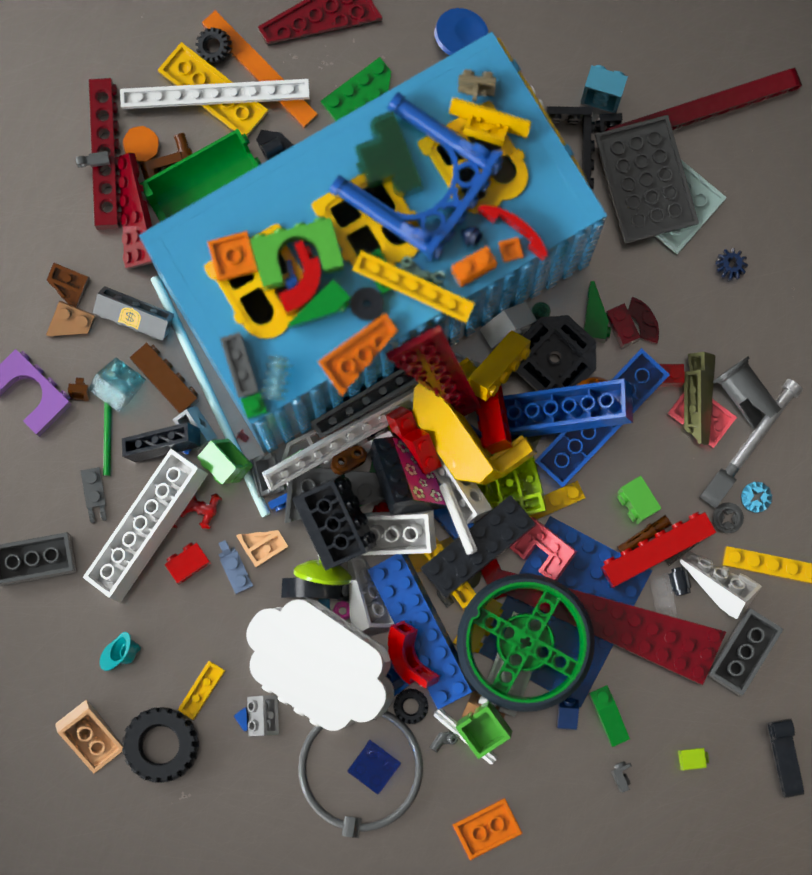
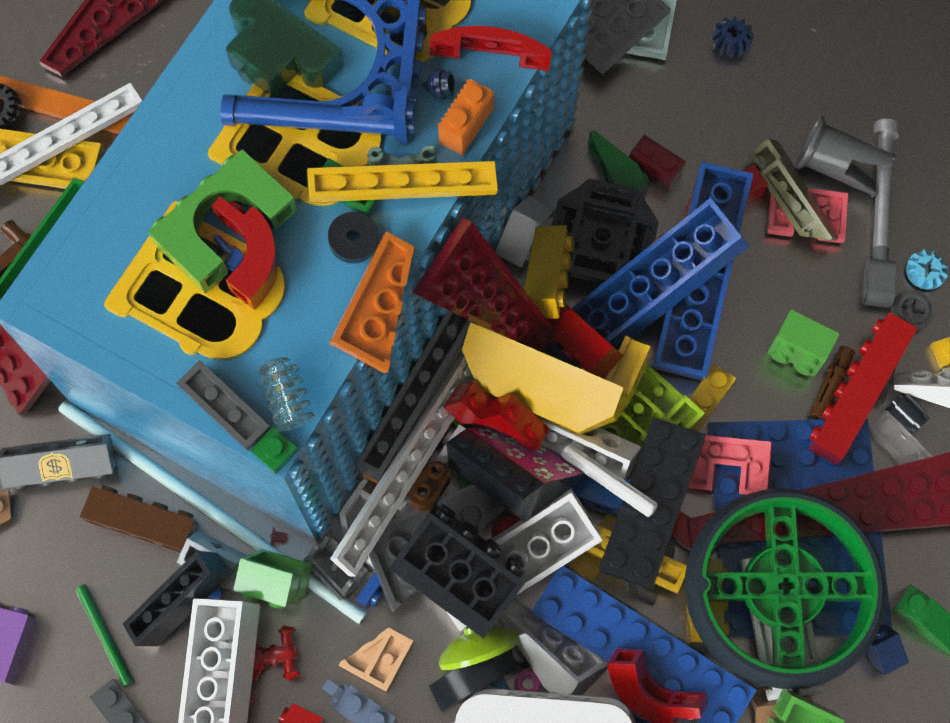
camera: 30 degrees left, 10 degrees down
(79, 390) = (35, 595): reddish brown tile -> none
(116, 384) = (80, 560): clear light blue slope -> none
(232, 256) = (136, 271): orange tile -> none
(325, 304) = (296, 267): green slope -> none
(510, 250) = (499, 77): orange tile -> none
(541, 310) = (551, 195): clear green plate -> none
(645, 320) = (678, 145): dark red tile -> none

